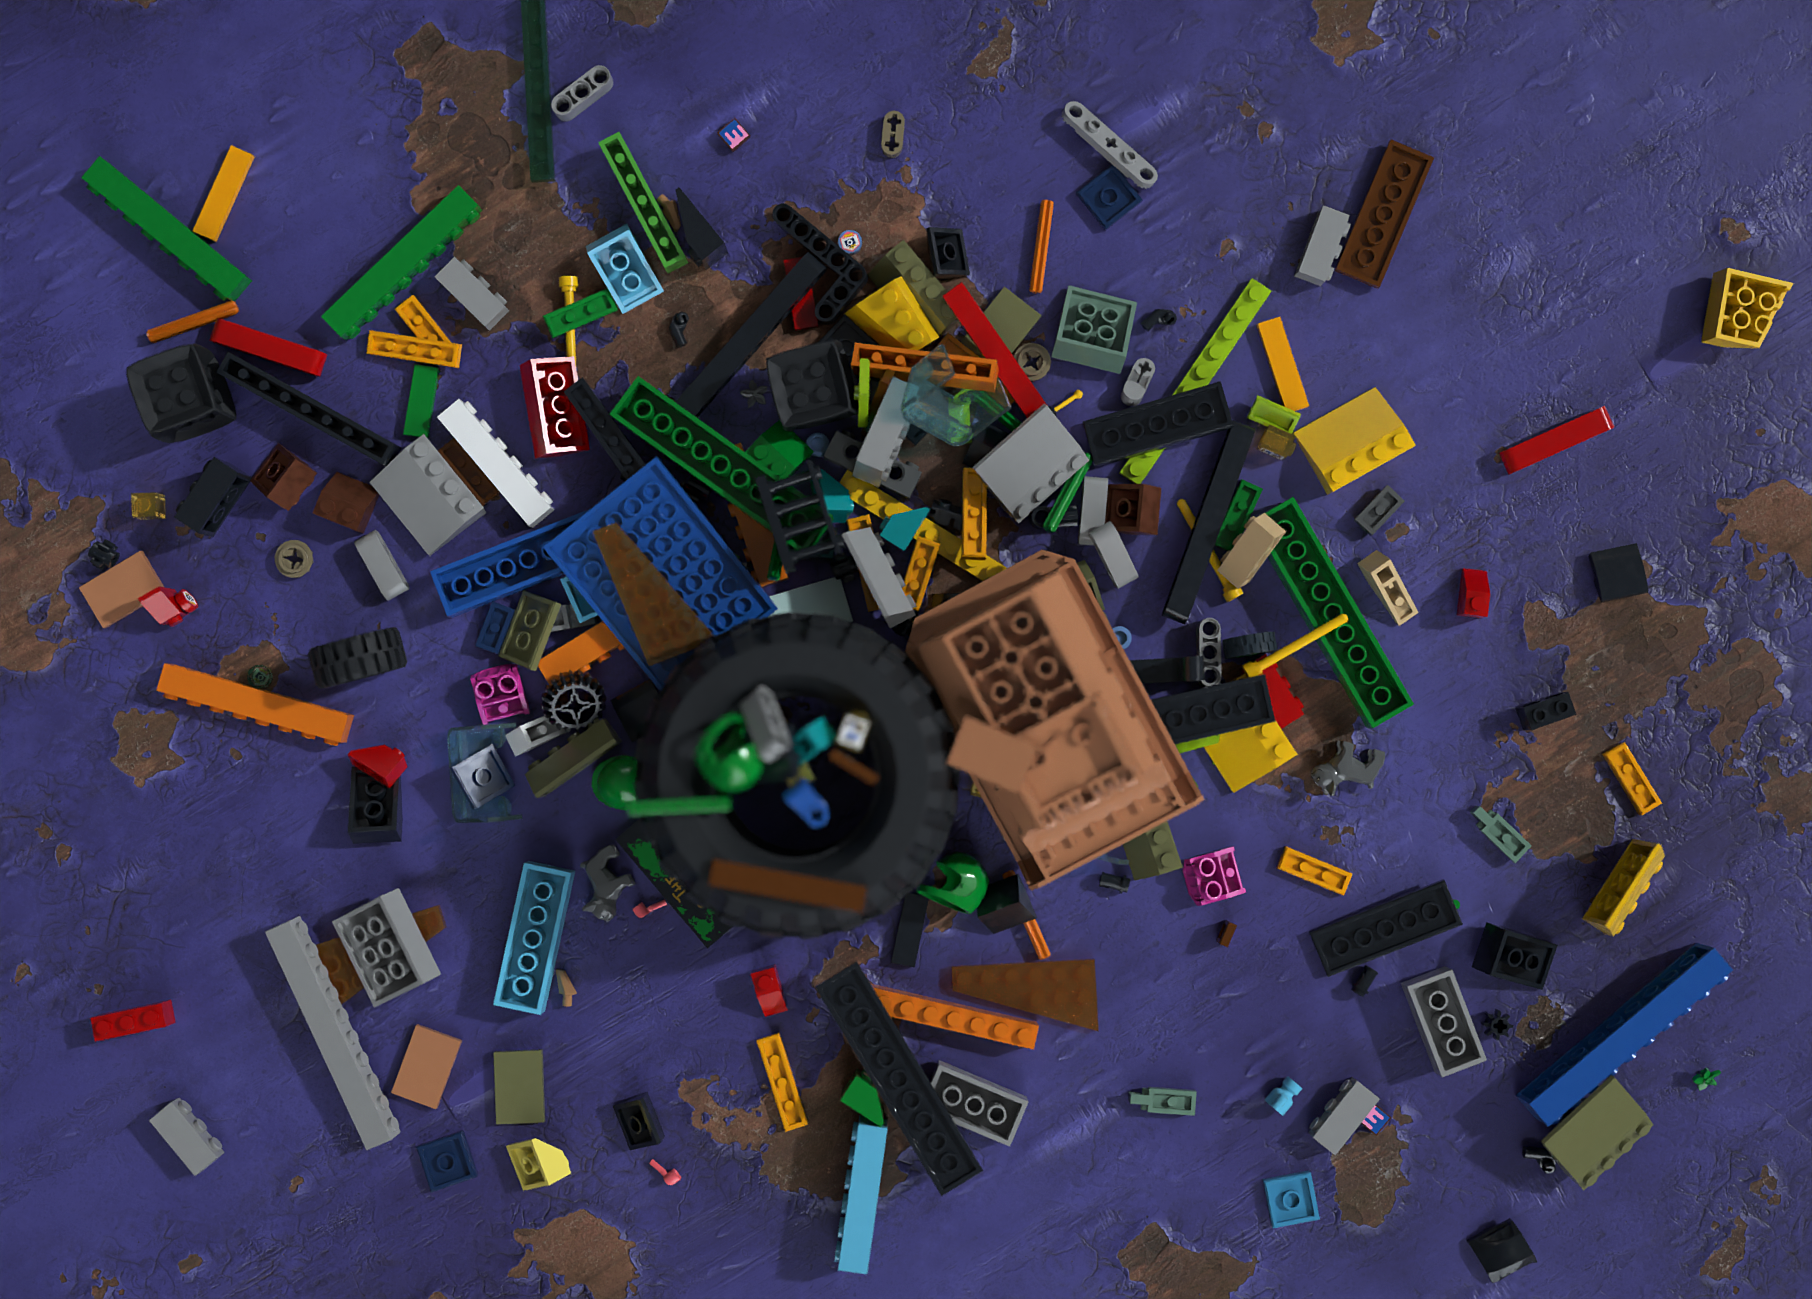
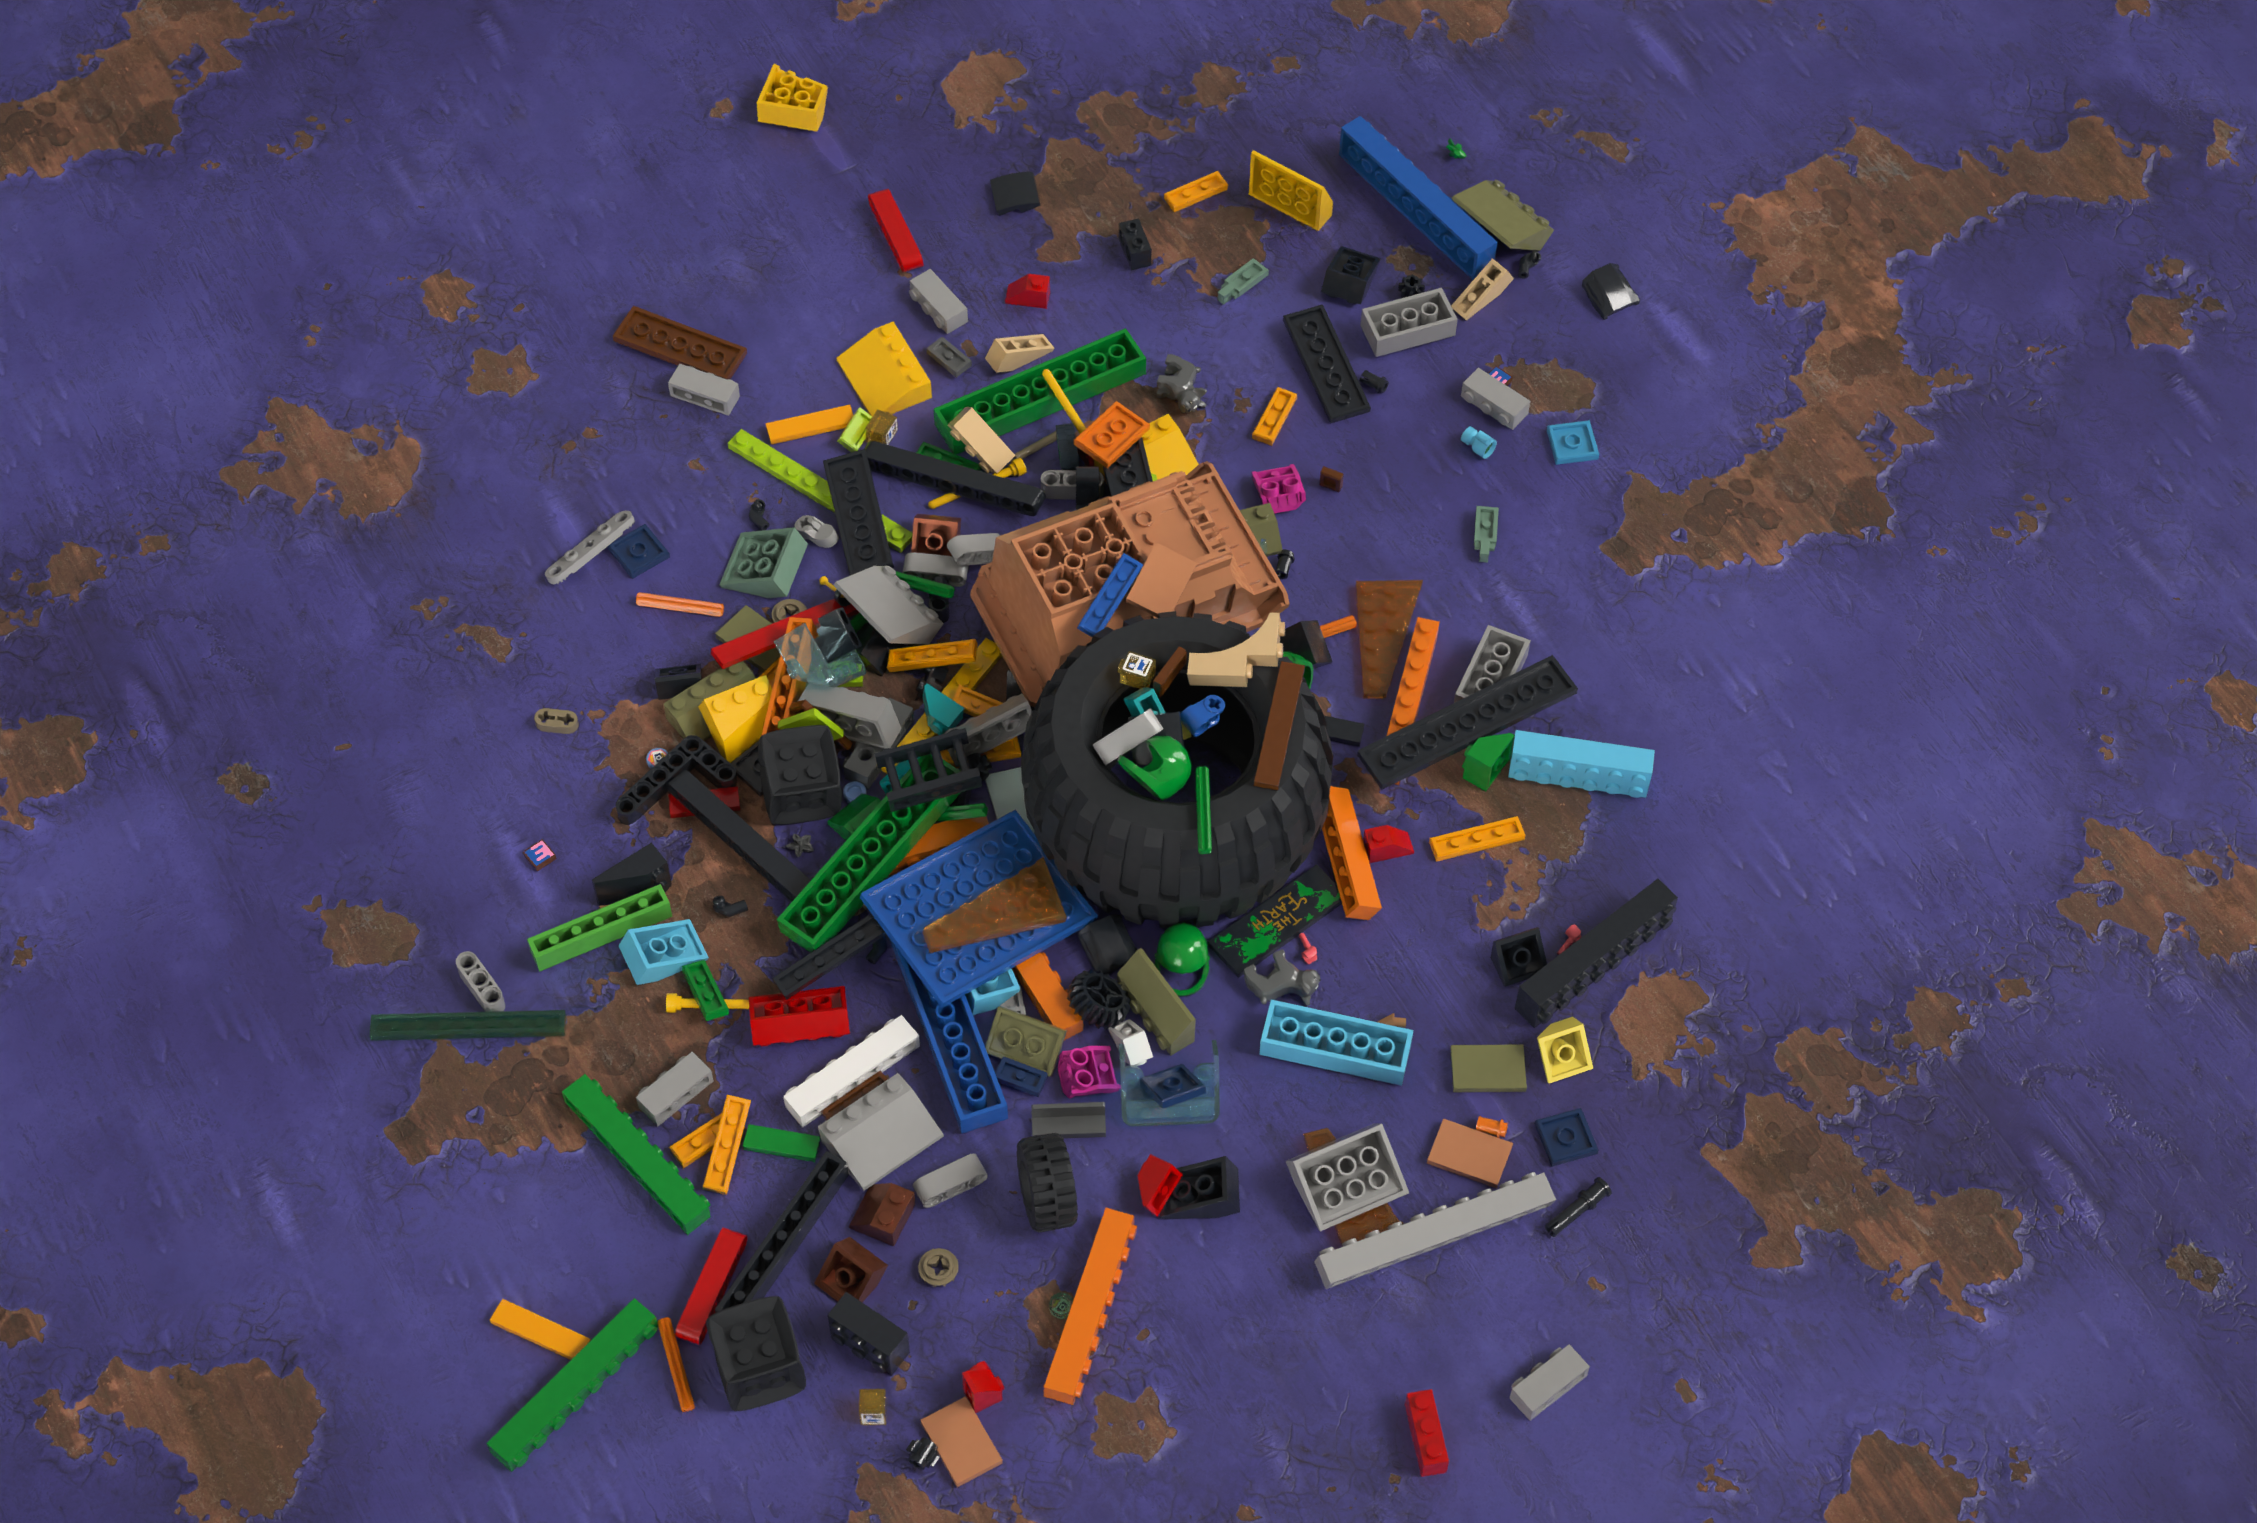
camera: 85 degrees left, 30 degrees down
(376, 1178) = (1586, 1200): none -> black pin
(447, 676) = (1069, 1119): none -> dark grey panel
(453, 1089) = (1492, 1127): none -> orange pin
(639, 1202) = (1596, 953): none -> black brick
(742, 953) = (1349, 857): none -> orange brick
(858, 836) = (1235, 665): none -> tan arch
(968, 699) = (1110, 595): none -> blue tile
(982, 411) = (836, 635): none -> black piece
(1251, 693) = (1111, 434): none -> orange tile
(1266, 616) = (1036, 446): none -> dark tan bar
(1455, 493) = (938, 301): none -> light grey brick
(1495, 1104) = (1482, 289): none -> tan slope

